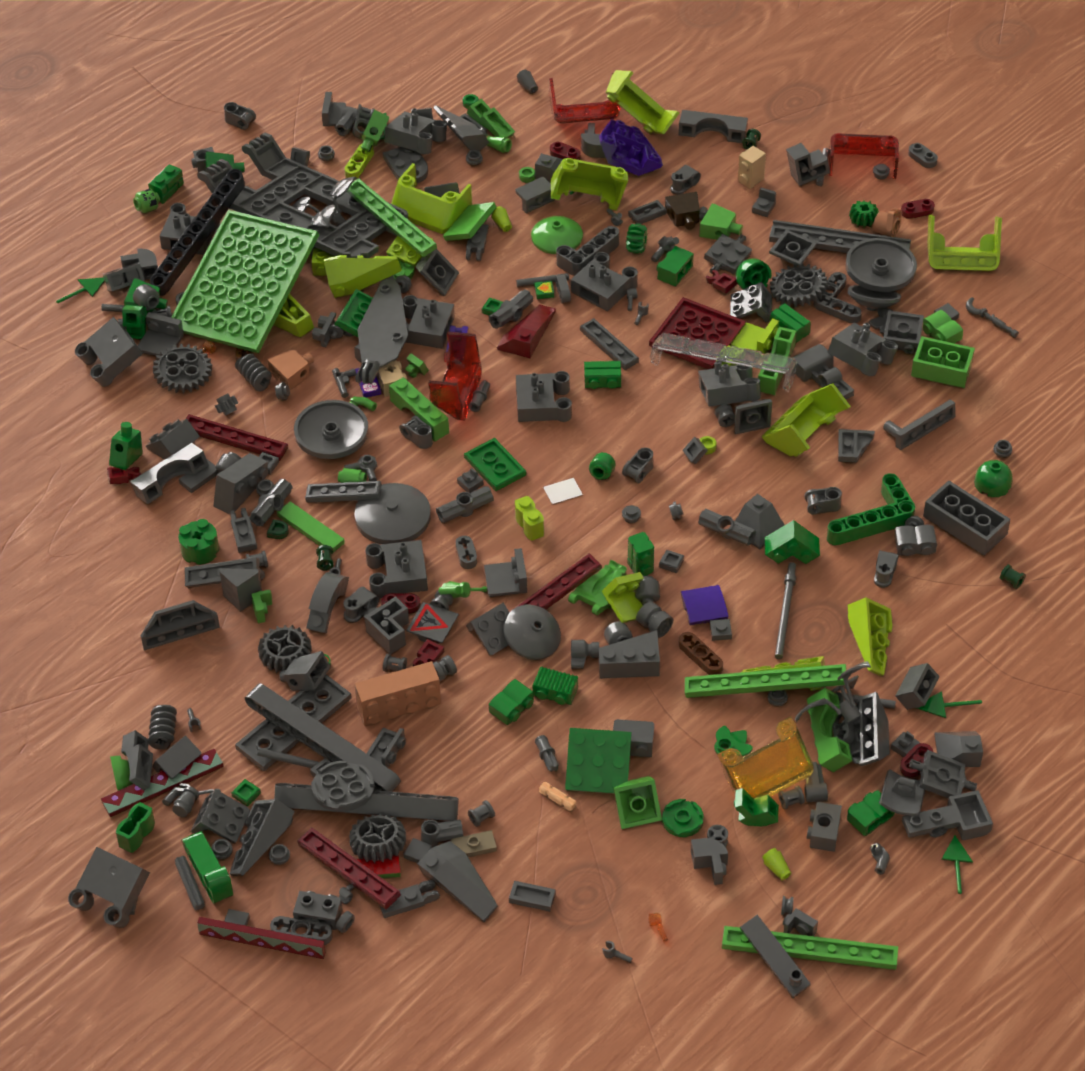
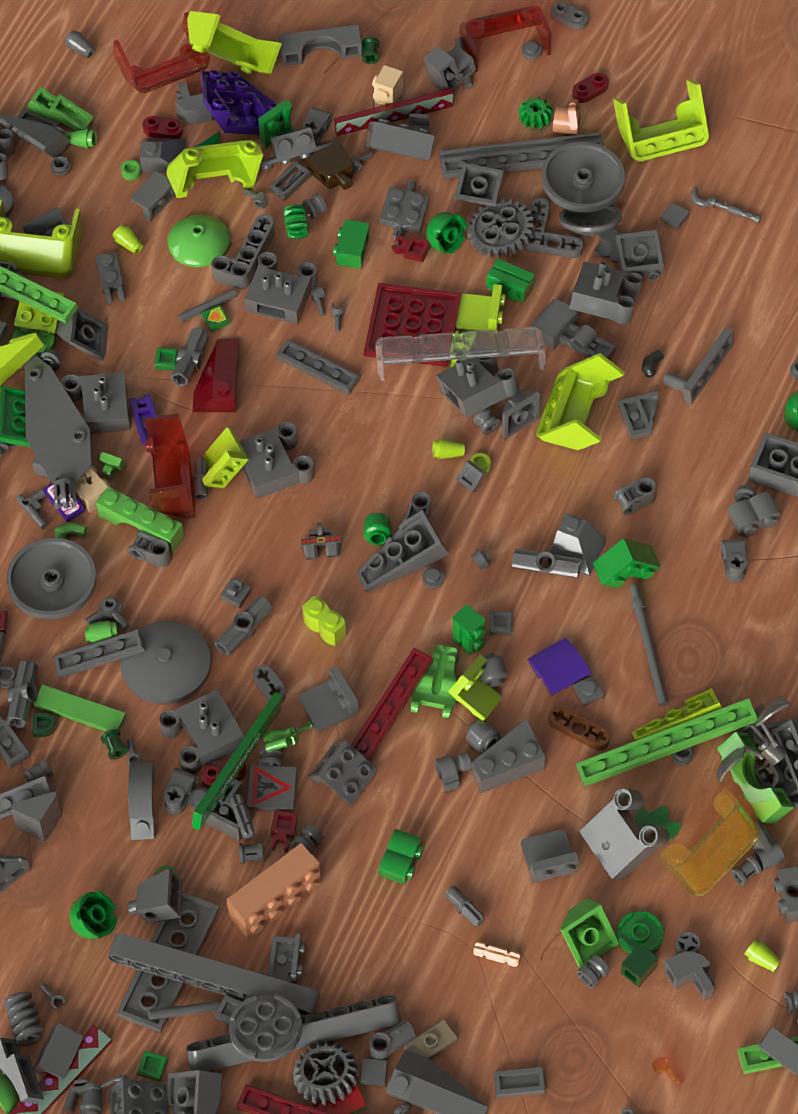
camera: 20 degrees left, 10 degrees up
(249, 668) = (92, 915): none -> green cylinder
(260, 602) = (66, 829): bright green bracket -> none
(283, 645) = (102, 873): dark grey gear -> none
(395, 630) = (242, 816): none -> dark grey axle
(409, 591) = (236, 761): none -> green tile
(469, 99) = (23, 89): green tile -> none
(469, 221) = (93, 254): bright green tile -> none
(481, 813) = (424, 1003): dark grey bush -> none
(495, 464) = (254, 562): green tile -> none
(502, 385) = (224, 459): none -> lime bracket
(526, 638) = (380, 771): dark grey dish -> none
(554, 461) = (330, 542): none -> dark grey hips
(555, 686) = (440, 821): green brick -> none
(562, 490) = (342, 571): white sticker -> none
(563, 288) = (237, 311): dark grey beam -> none
(597, 760) = (527, 899): green plate -> none
(602, 374) = (329, 410): green brick -> none
(621, 488) = (409, 550): none -> dark grey wedge
(629, 832) = (593, 971): none -> dark grey wheel
(646, 168) = (270, 123): none -> green plate
(654, 618) = (513, 703): dark grey wheel -> none
(656, 186) = (293, 145): none -> dark grey bracket
(657, 232) = (314, 206): none -> dark grey wheel
(665, 244) = (331, 218): dark grey piece -> none
(670, 839) = (639, 965): none -> dark green panel
(684, 426) = (447, 449): none -> lime cone
(693, 738) = (619, 839): none -> piece
(719, 222) = (379, 173): bright green torso -> none
(744, 203) = (399, 140): none -> dark grey wedge
(749, 185) = (394, 111): none -> dark red tile
(752, 300) = (456, 266): dark grey bracket -> none
(756, 811) = (717, 900): green brick -> none
(782, 345) = (517, 318): bright green arch -> none
(870, 627) = (746, 635): lime wedge -> none
(876, 520) = (703, 497): green beam -> none
(880, 409) = (649, 362): none -> pearl dark grey arm
(942, 327) = (680, 237): bright green brick -> none
(942, 362) = (697, 281): bright green brick -> none

